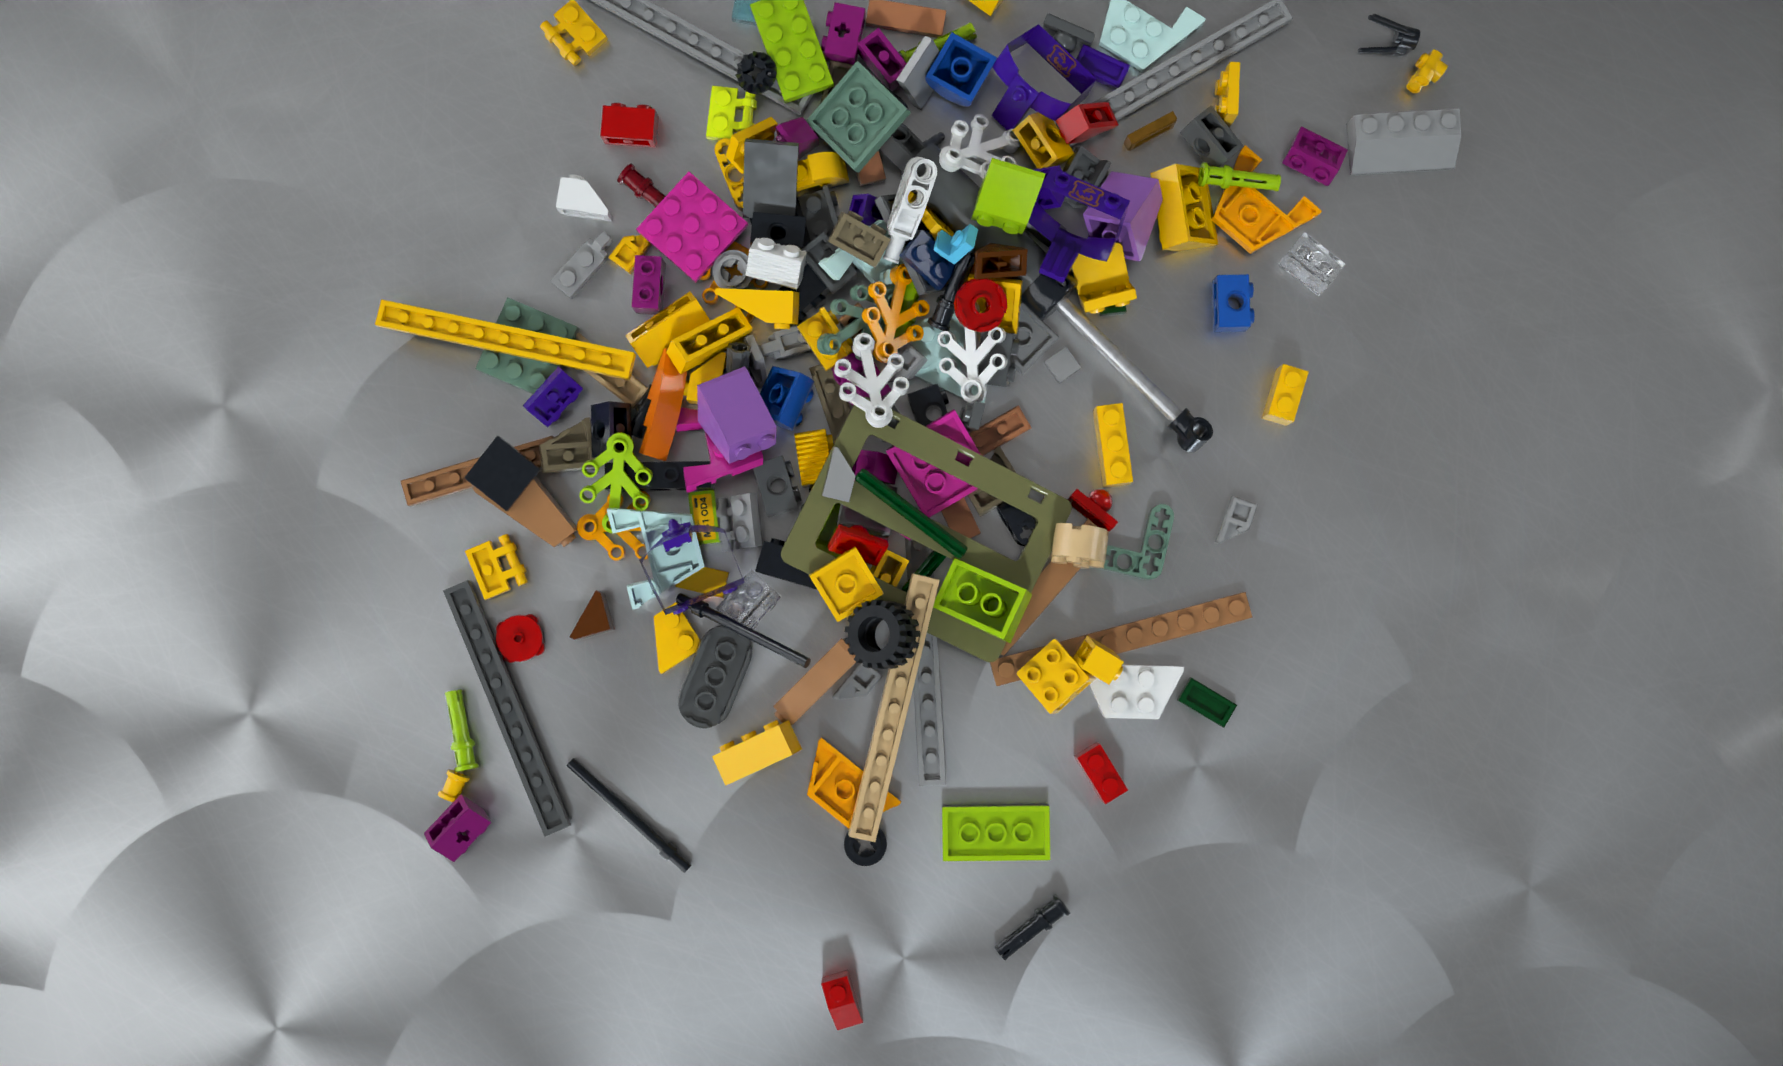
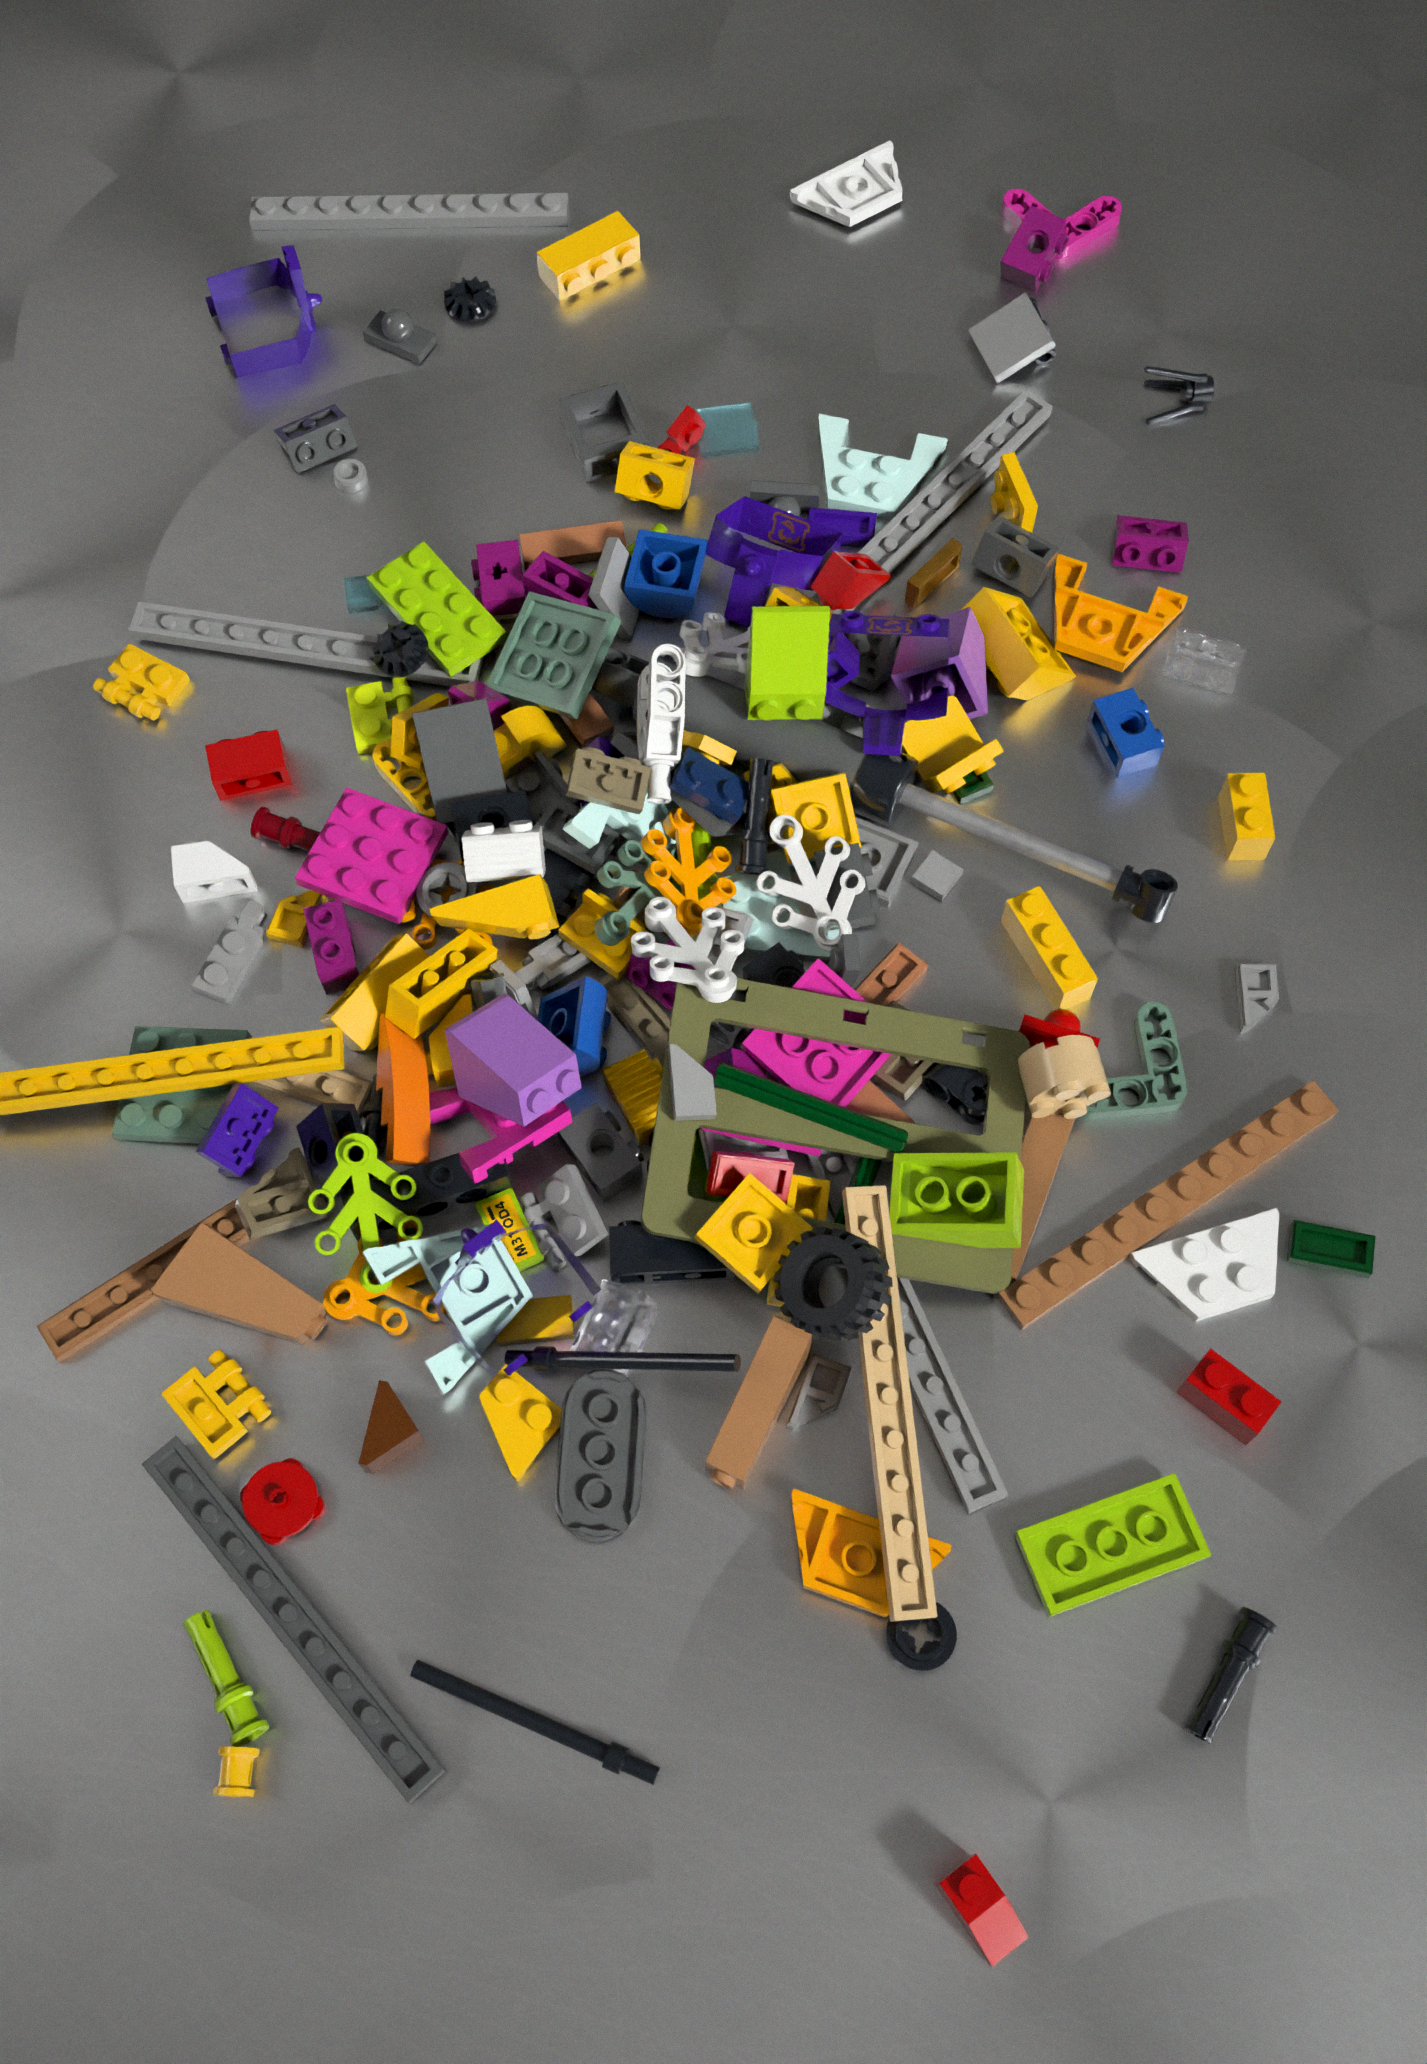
camera: 20 degrees left, 20 degrees down
(457, 828) = (241, 1853): magenta brick -> none
(502, 473) = (190, 1251): black tile -> none
(756, 751) = (702, 1540): yellow brick -> none
(955, 246) = (743, 751): medium azure bracket -> none
(965, 304) = (787, 827): red tile -> none
(1000, 261) = (809, 753): reddish brown slope -> none
(1054, 677) = (1104, 1277): yellow bracket -> none
(1099, 660) = (1158, 1224): yellow brick -> none
(1224, 179) = (1053, 589): lime pin -> none
(1403, 141) = (1249, 493): light grey slope -> none
(1429, 69) = (1241, 413): yellow plate -> none

